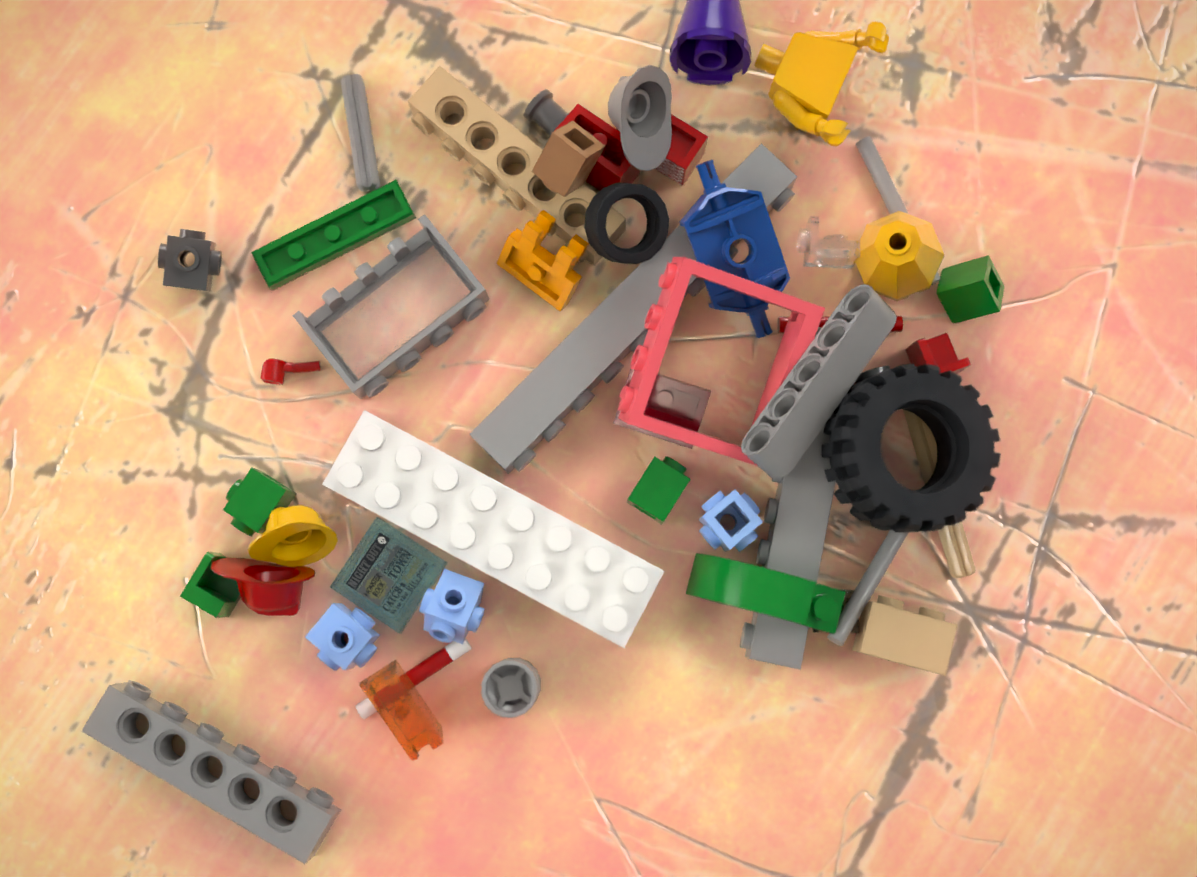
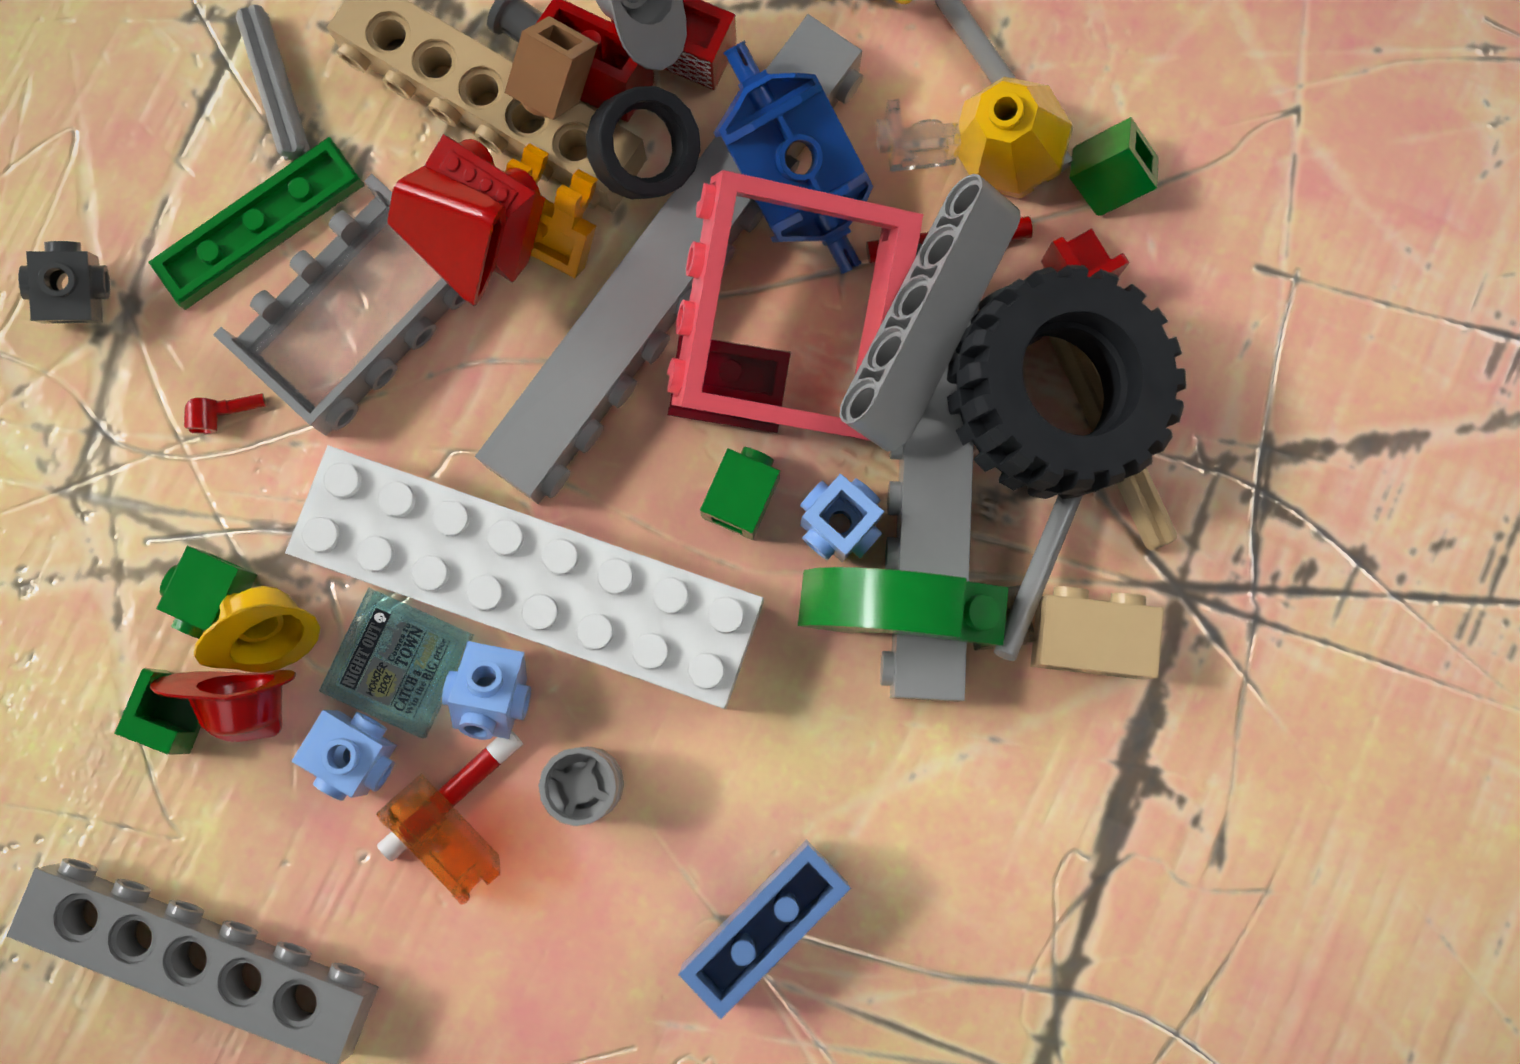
camera: 10 degrees left, 0 degrees up
(491, 257) = (467, 216): none -> red piece
(628, 813) = (763, 929): none -> medium blue brick

